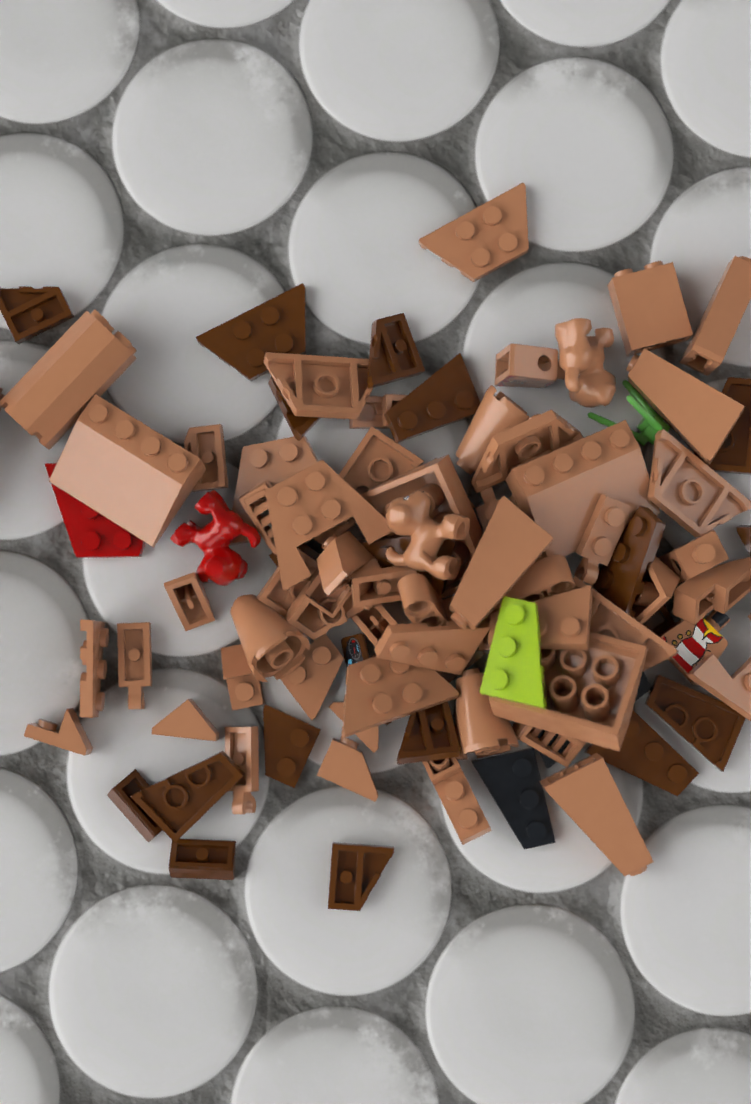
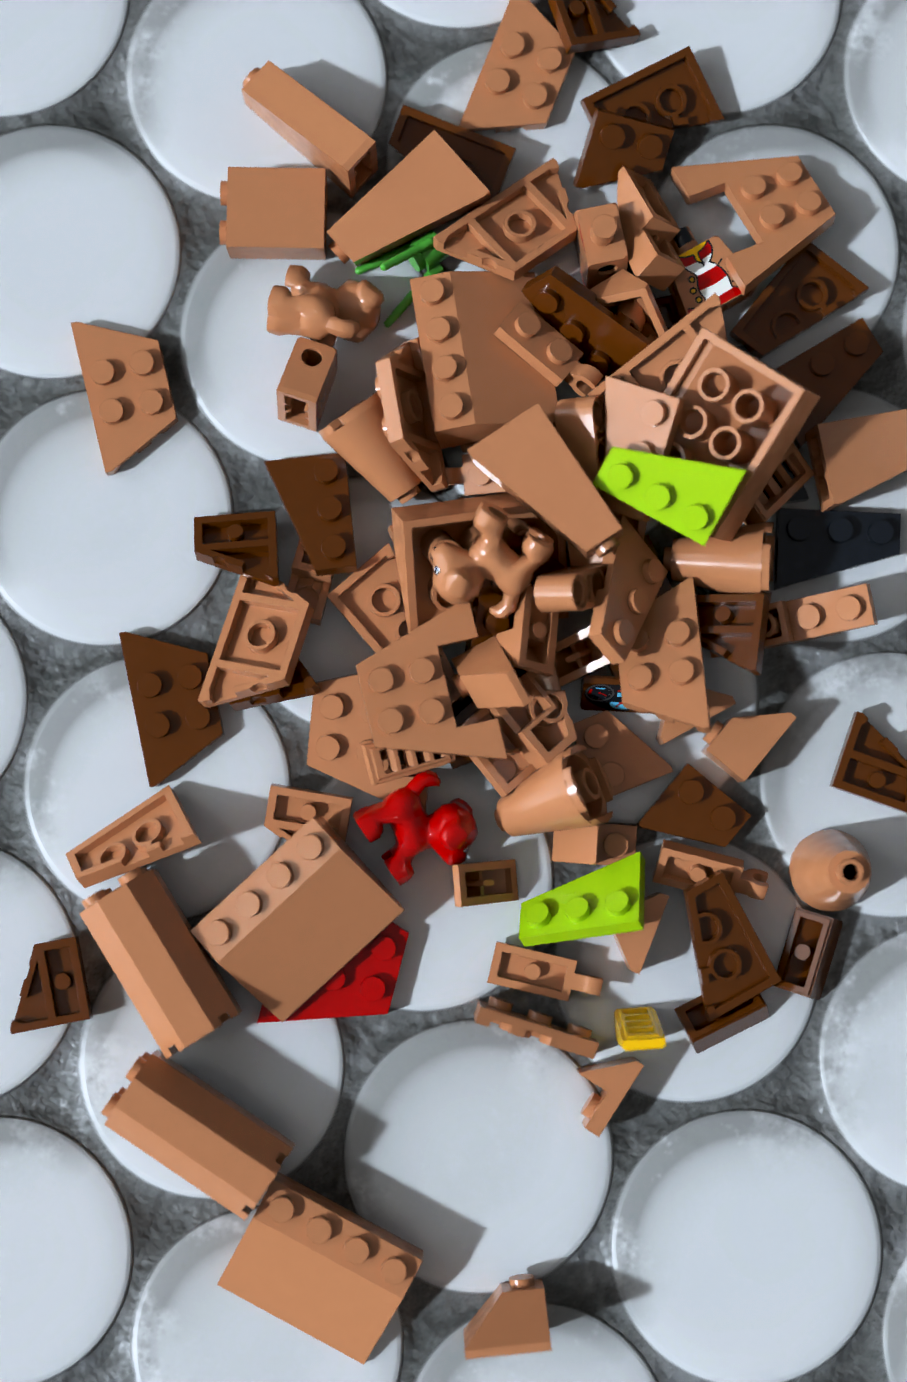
camera: 85 degrees left, 0 degrees up
(110, 744) = (638, 1029): none -> yellow slope
(153, 337) = (134, 840): none -> nougat wing
(192, 683) = (589, 906): none -> lime wing
(273, 848) = (830, 870): none -> nougat cone

